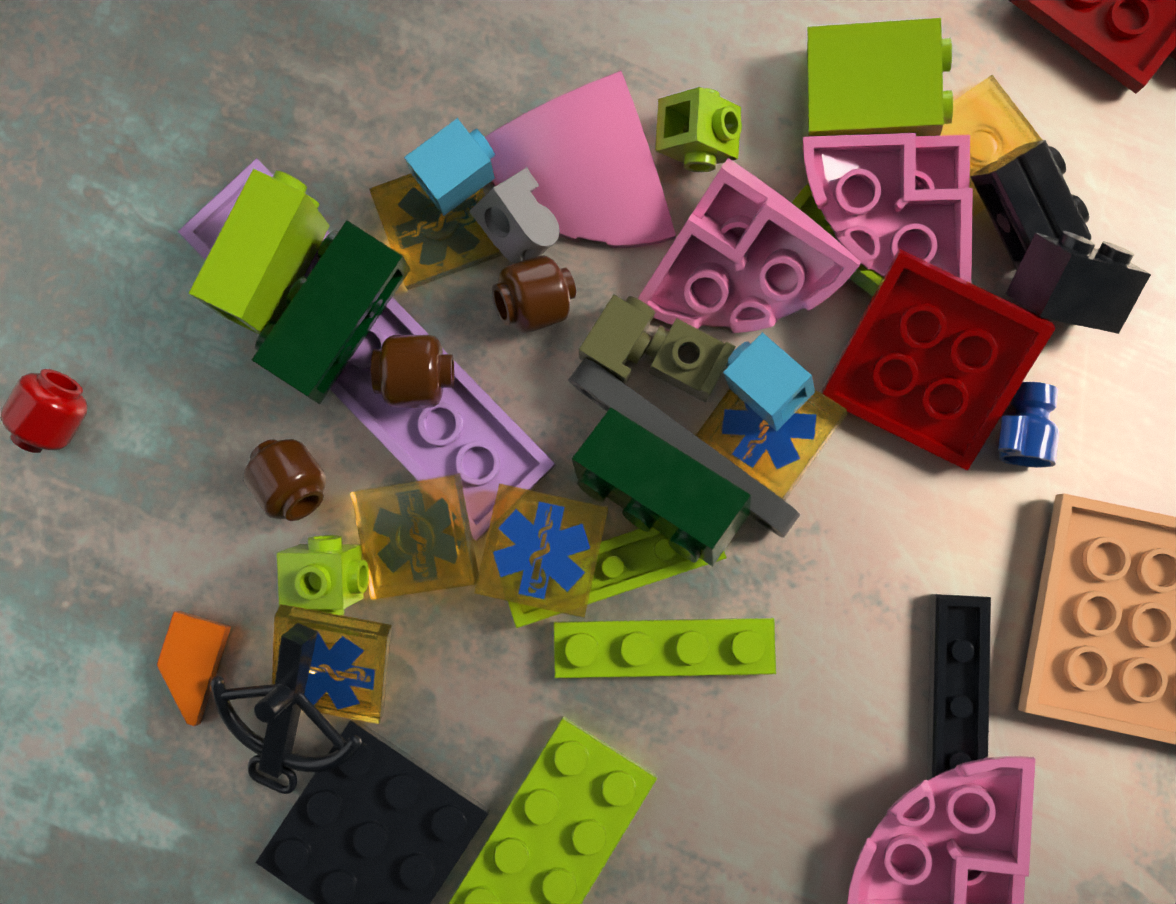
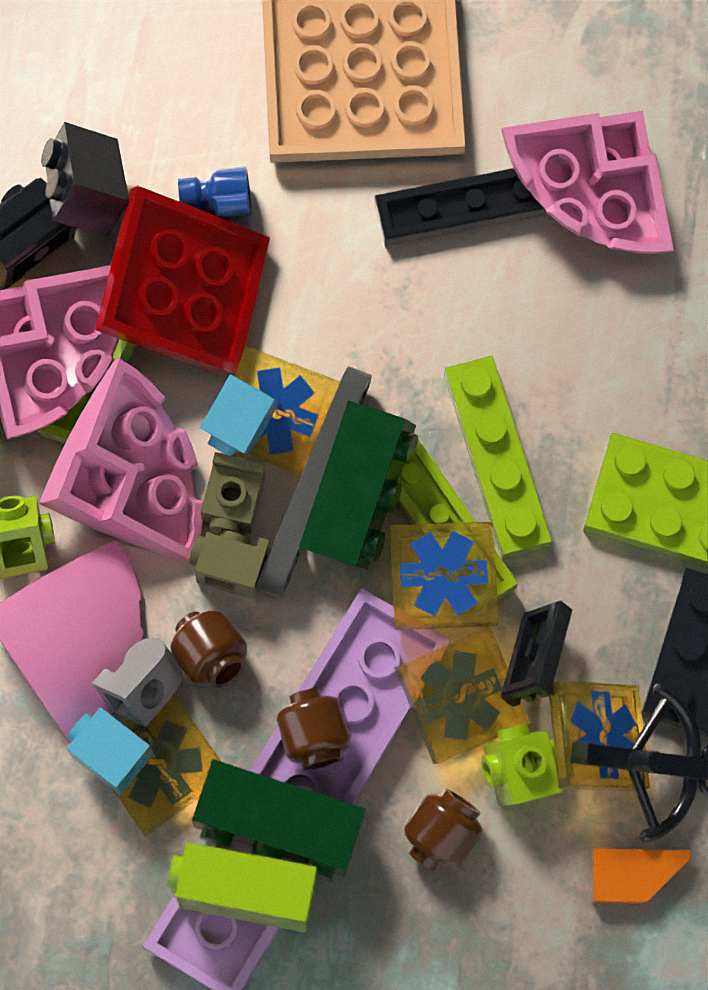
camera: 110 degrees left, 10 degrees down
(433, 625) = (536, 653): none -> black tile

